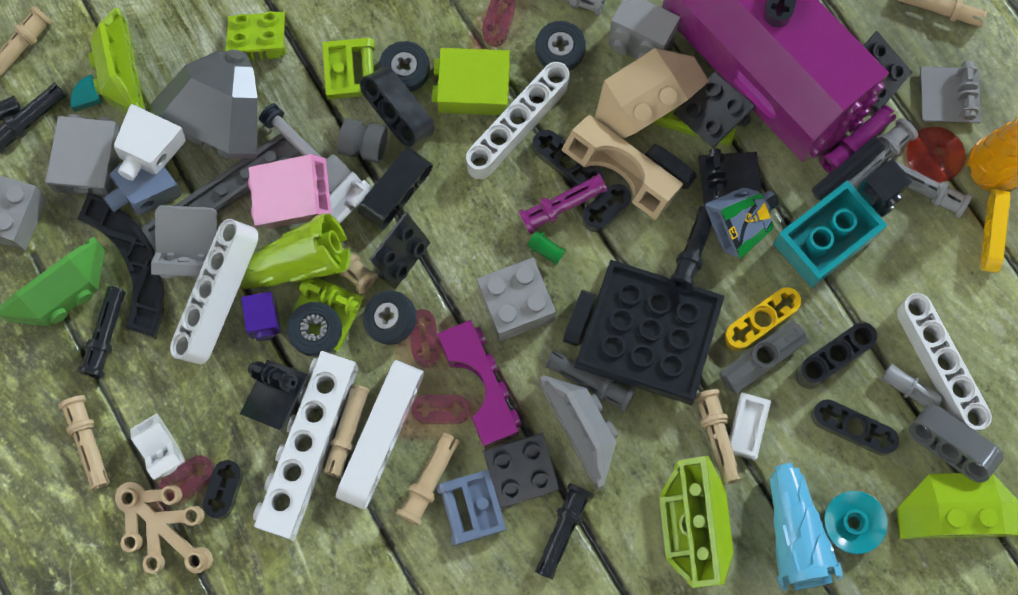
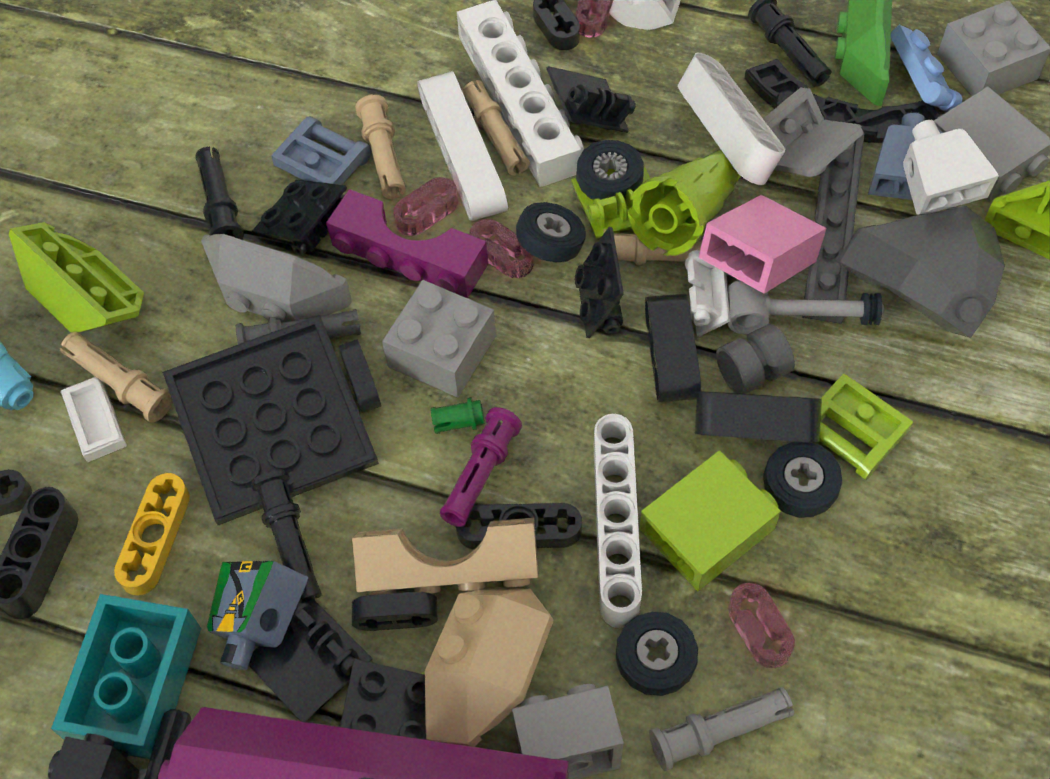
camera: 140 degrees right, 15 degrees down
(55, 235) = (924, 68): none -> light blue plate
(257, 34) = (988, 378): lime hinge -> none
(261, 316) = (668, 141): dark purple brick -> none
(602, 203) = (421, 510): black beam -> none
(749, 368) = (111, 508): dark grey piece -> none

